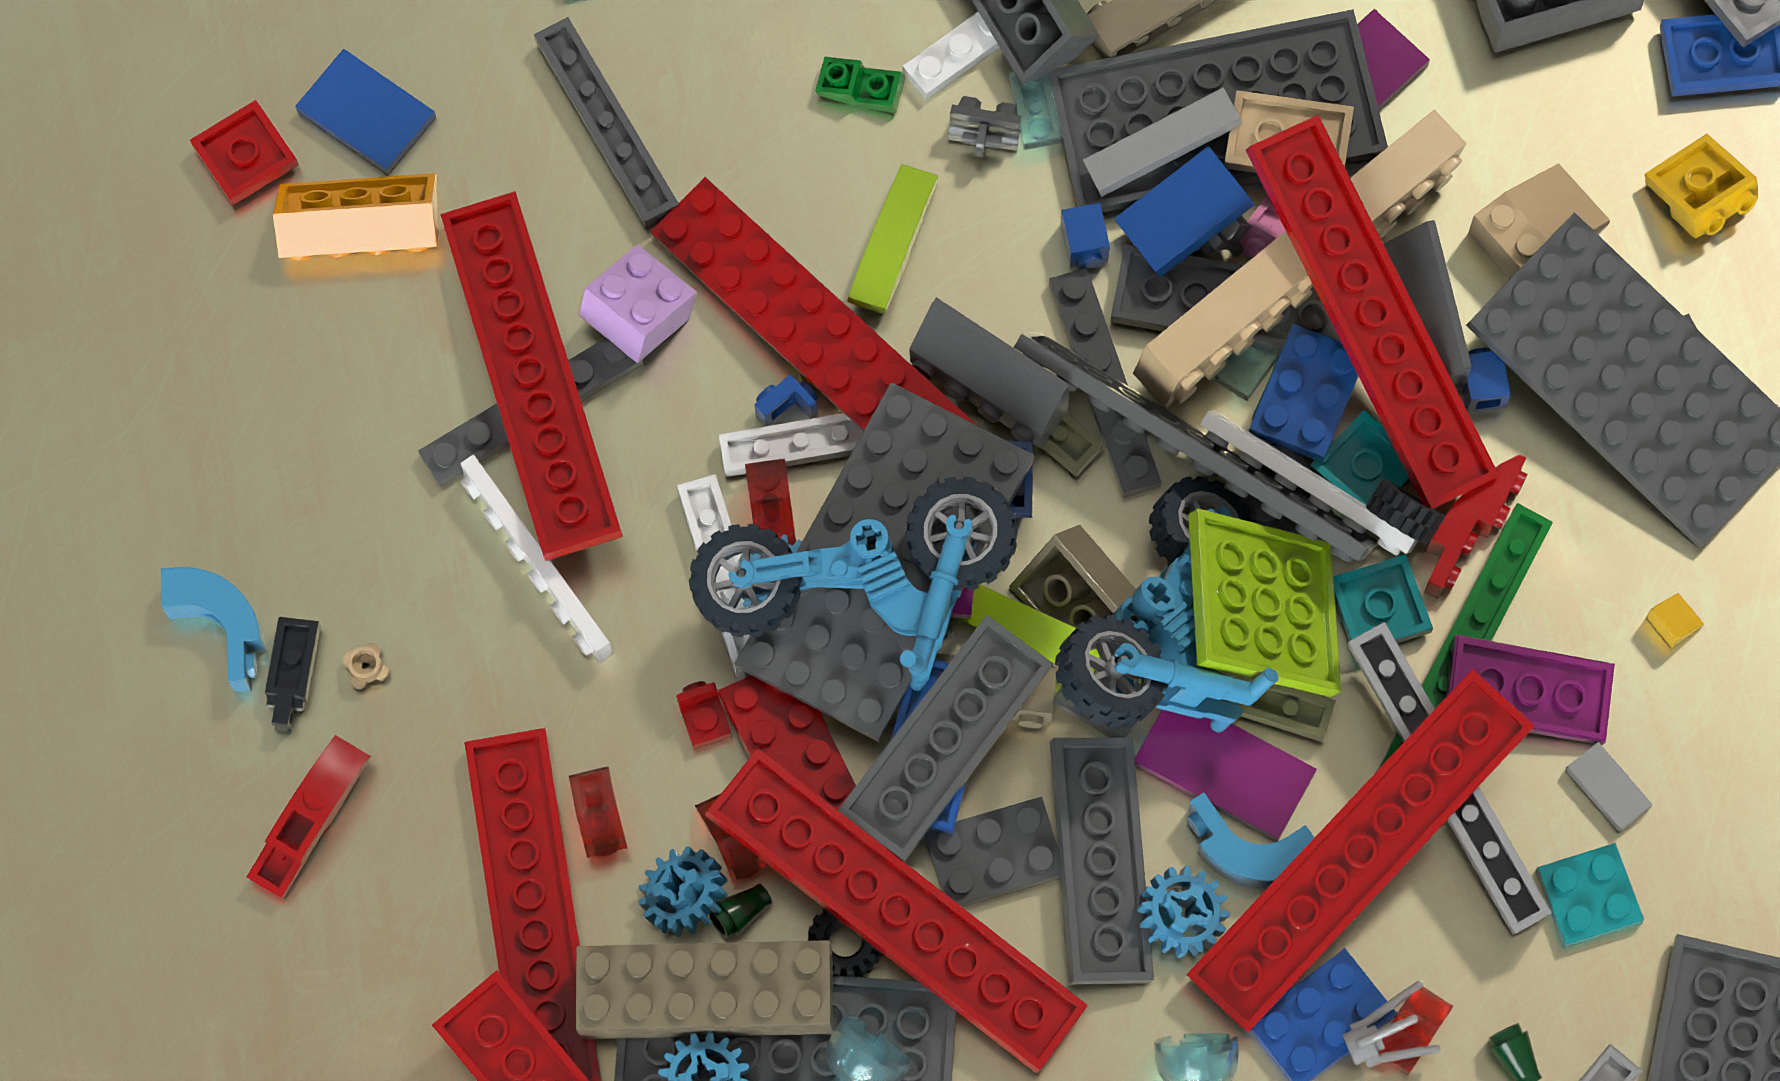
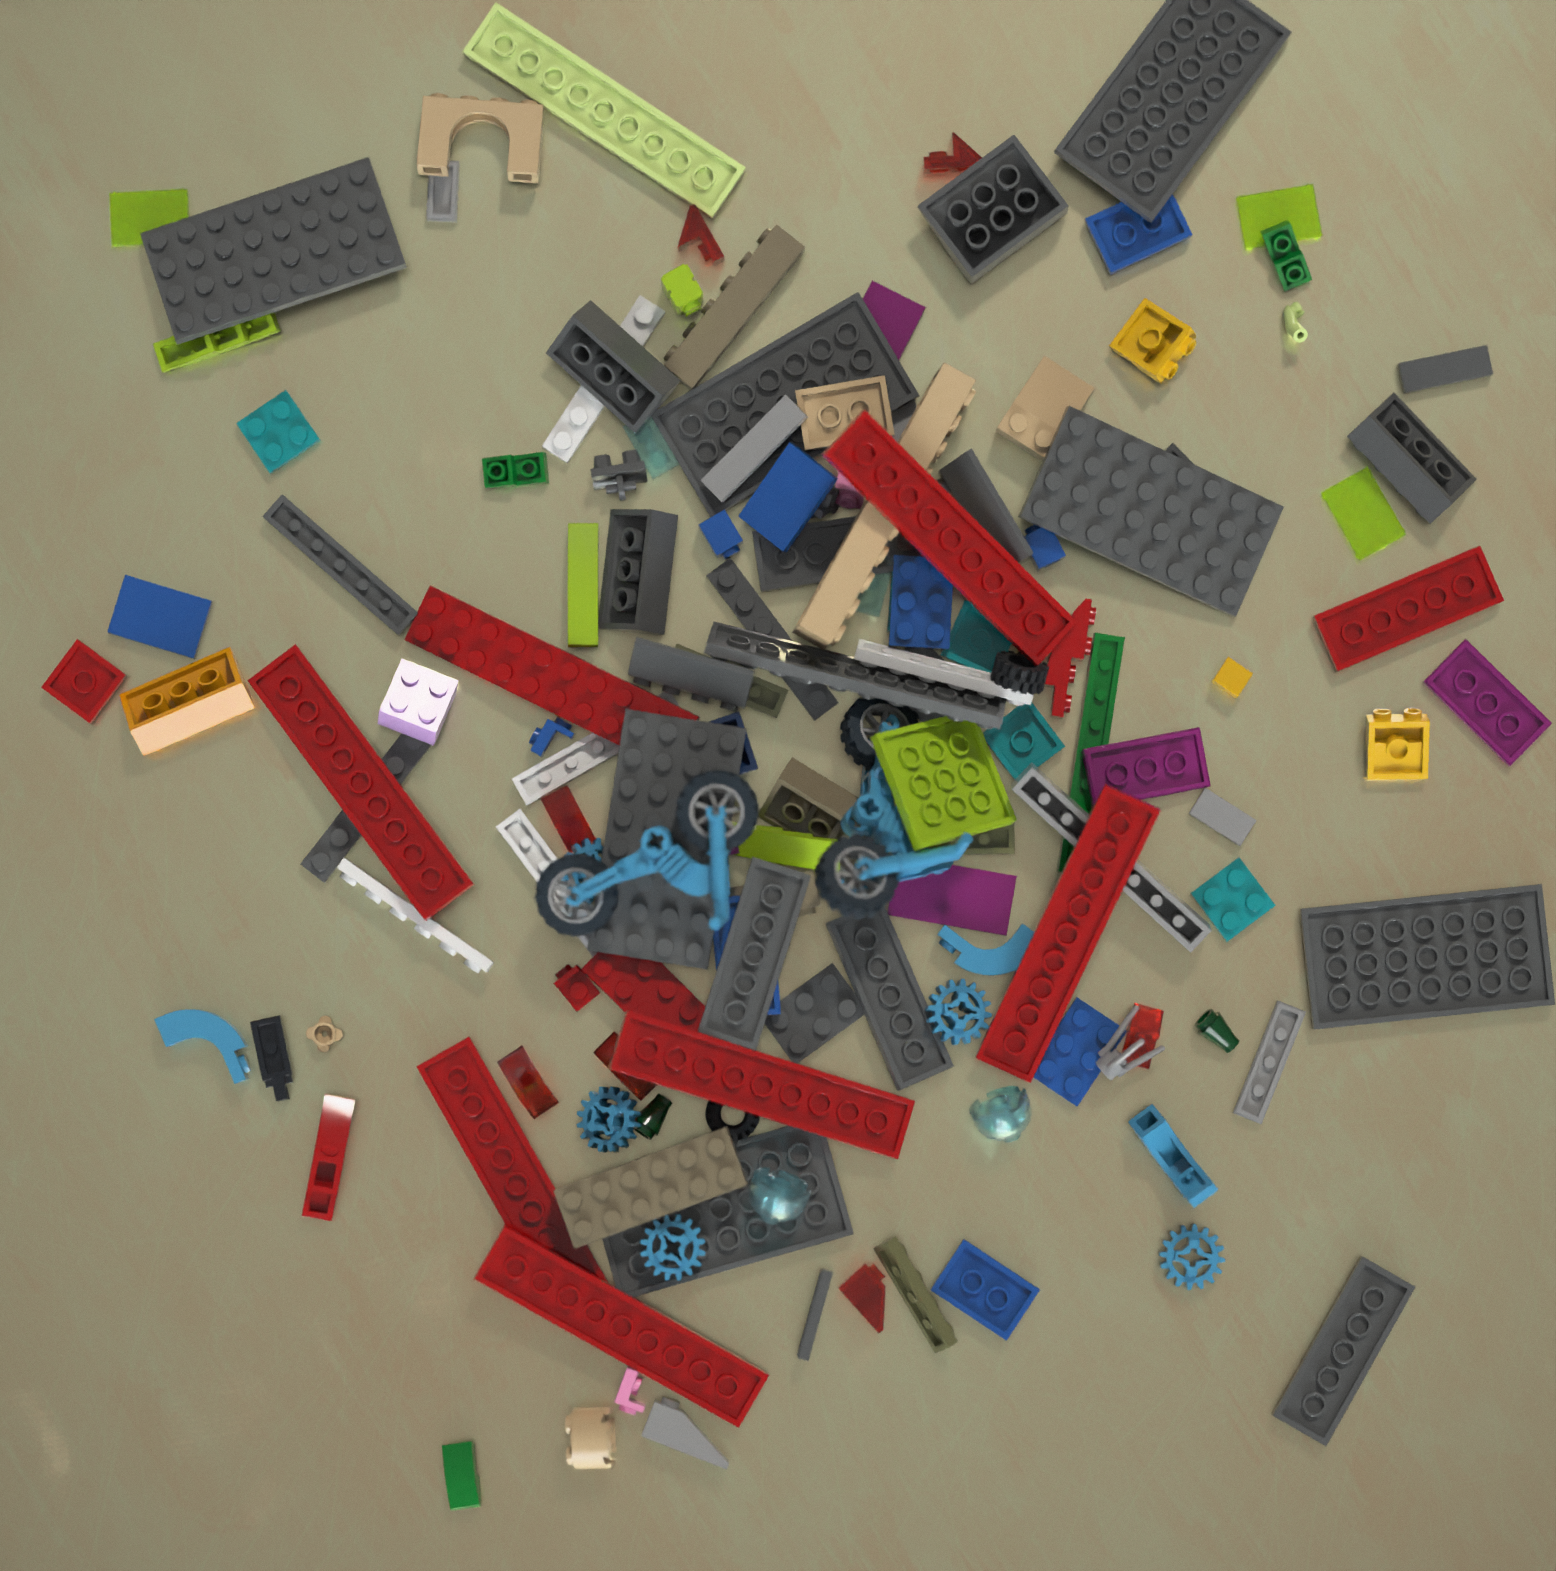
camera: 25 degrees left, 15 degrees up
(968, 241) = (637, 571): none -> dark grey slope

